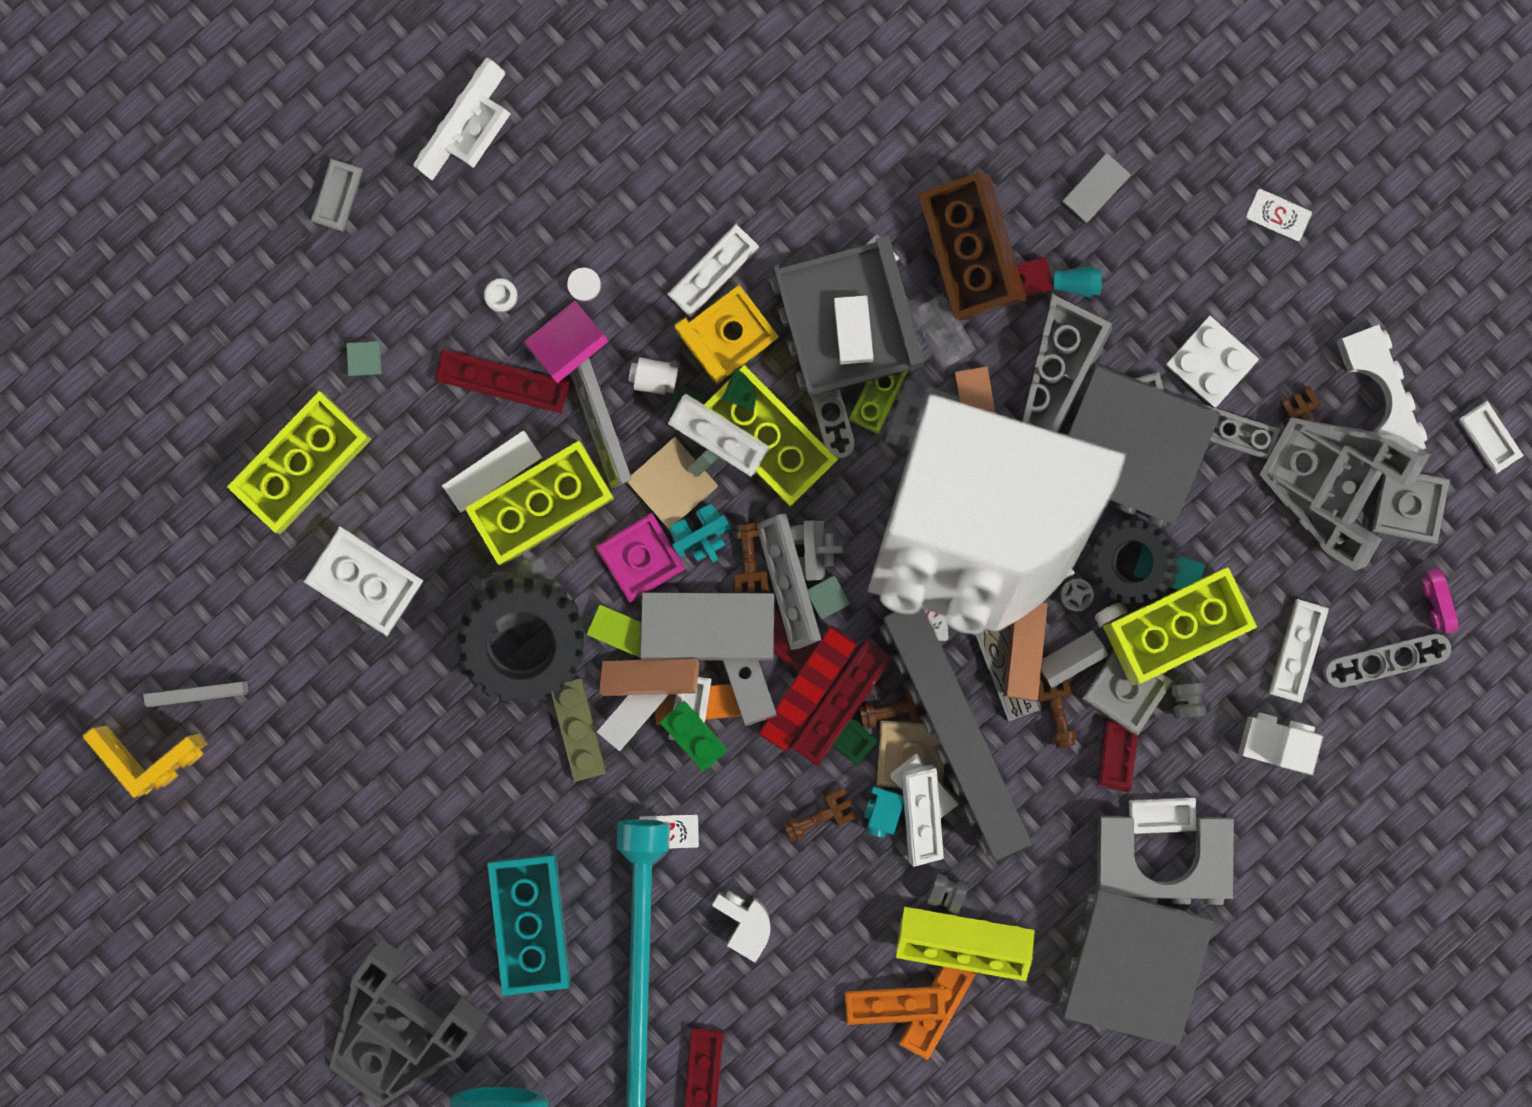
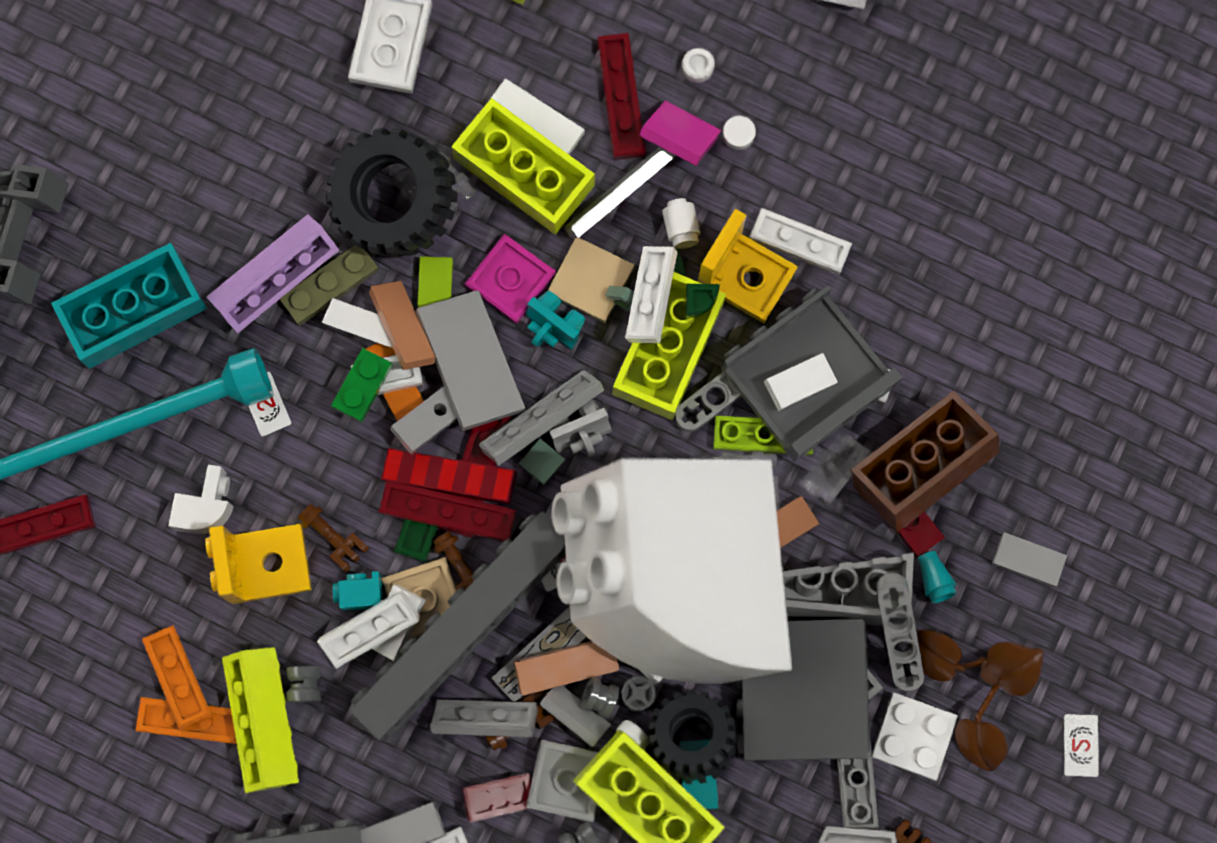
camera: 65 degrees right, 10 degrees down
(551, 779) = (272, 273): none -> lavender brick
(745, 533) = (533, 383): reddish brown hinge -> none
(820, 909) = (241, 559): none -> yellow bracket
(1043, 742) = (484, 718): none -> light grey tile
(1066, 631) = (599, 697): none -> dark grey wheel
(1120, 338) = (900, 632): none -> light grey beam
(1189, 257) = (1006, 665): none -> reddish brown plant

